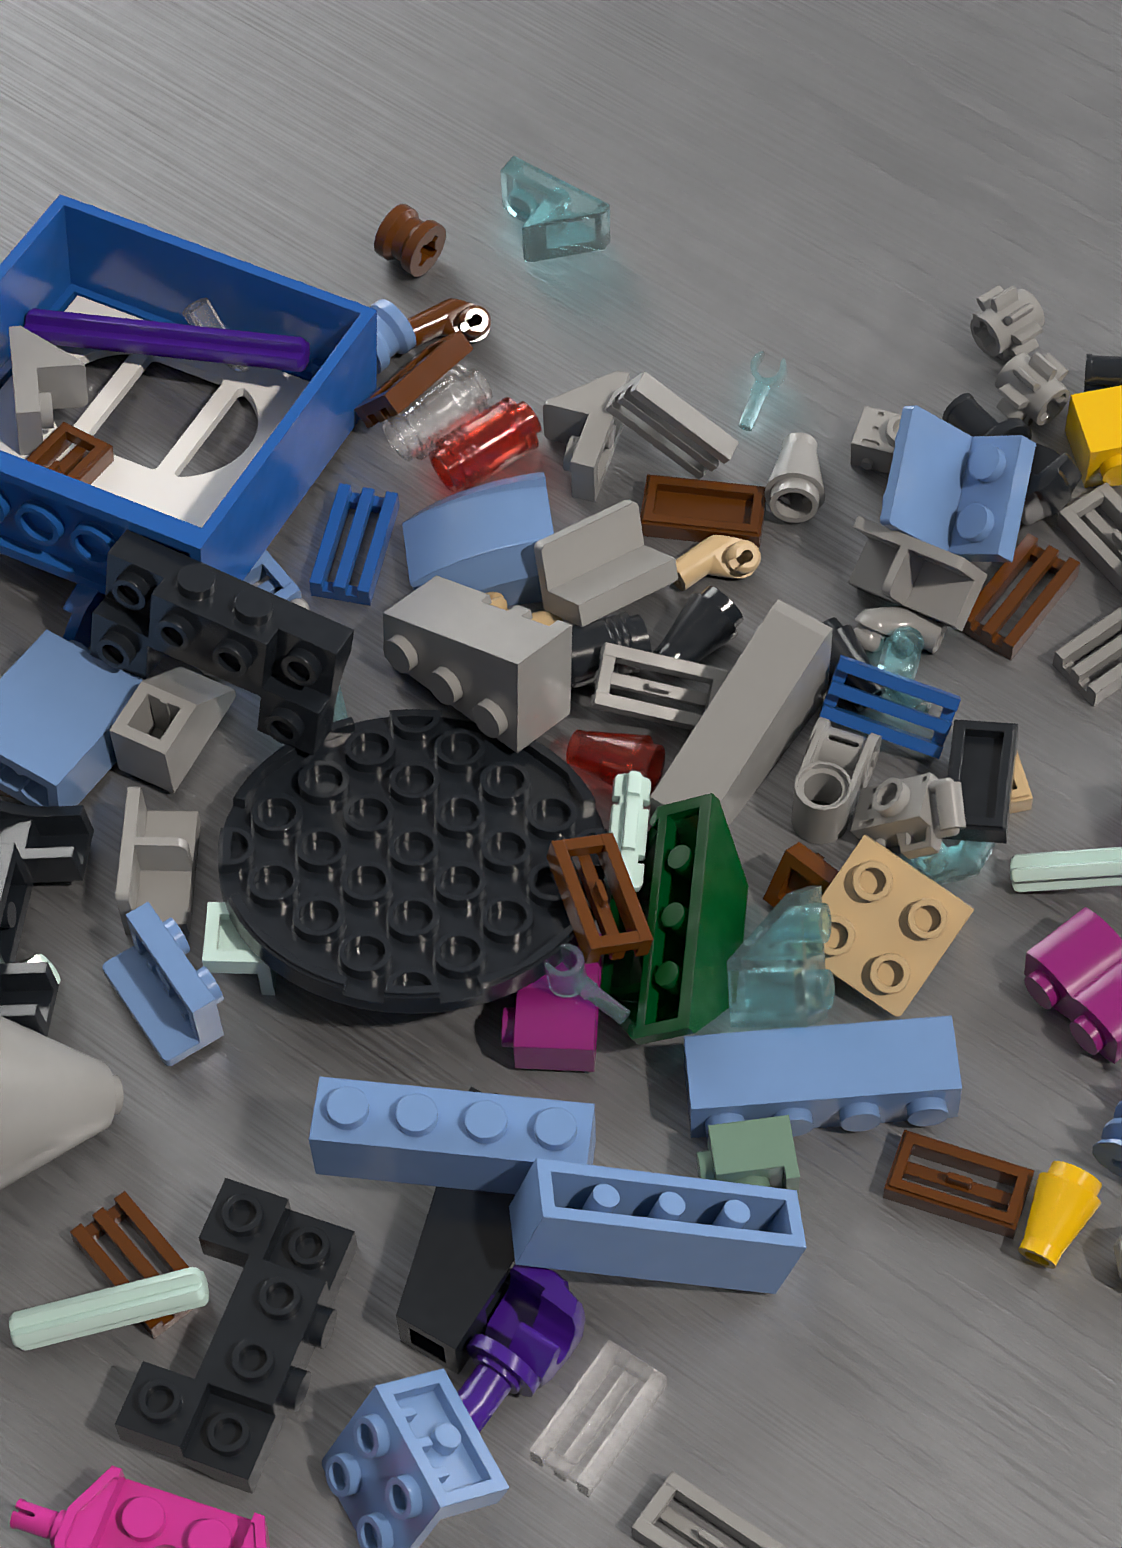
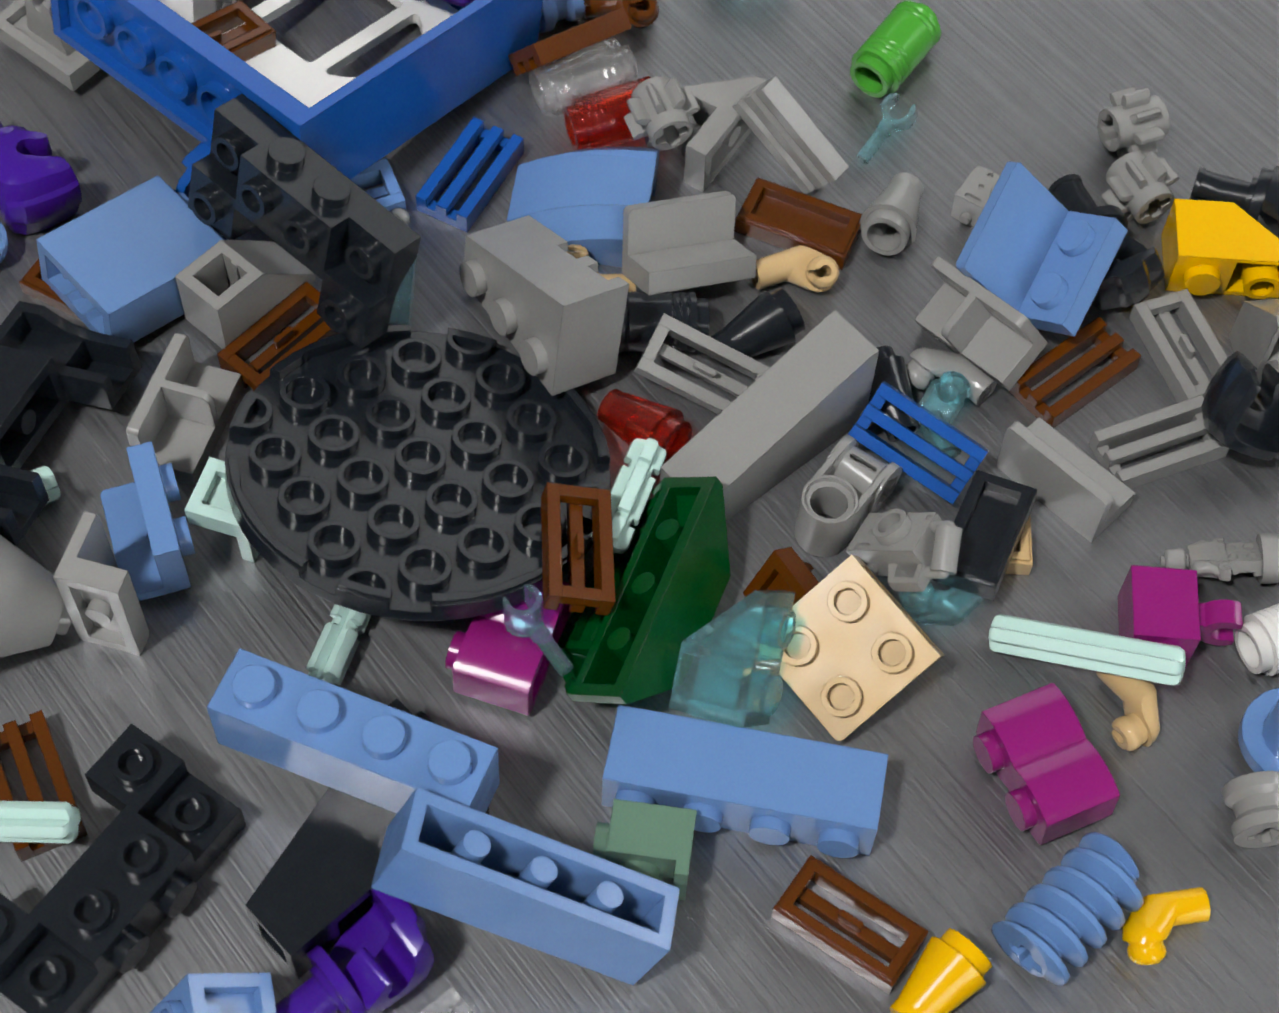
camera: 10 degrees right, 0 degrees up
(151, 1065) = (98, 592): none -> light grey panel
(182, 793) = (291, 339): none -> reddish brown tile
(388, 1047) = (337, 645): none -> light aqua axle
(537, 435) = (661, 113): none -> light grey gear
(745, 302) = (895, 49): none -> bright green head
(1040, 704) = (1064, 477): none -> light grey panel

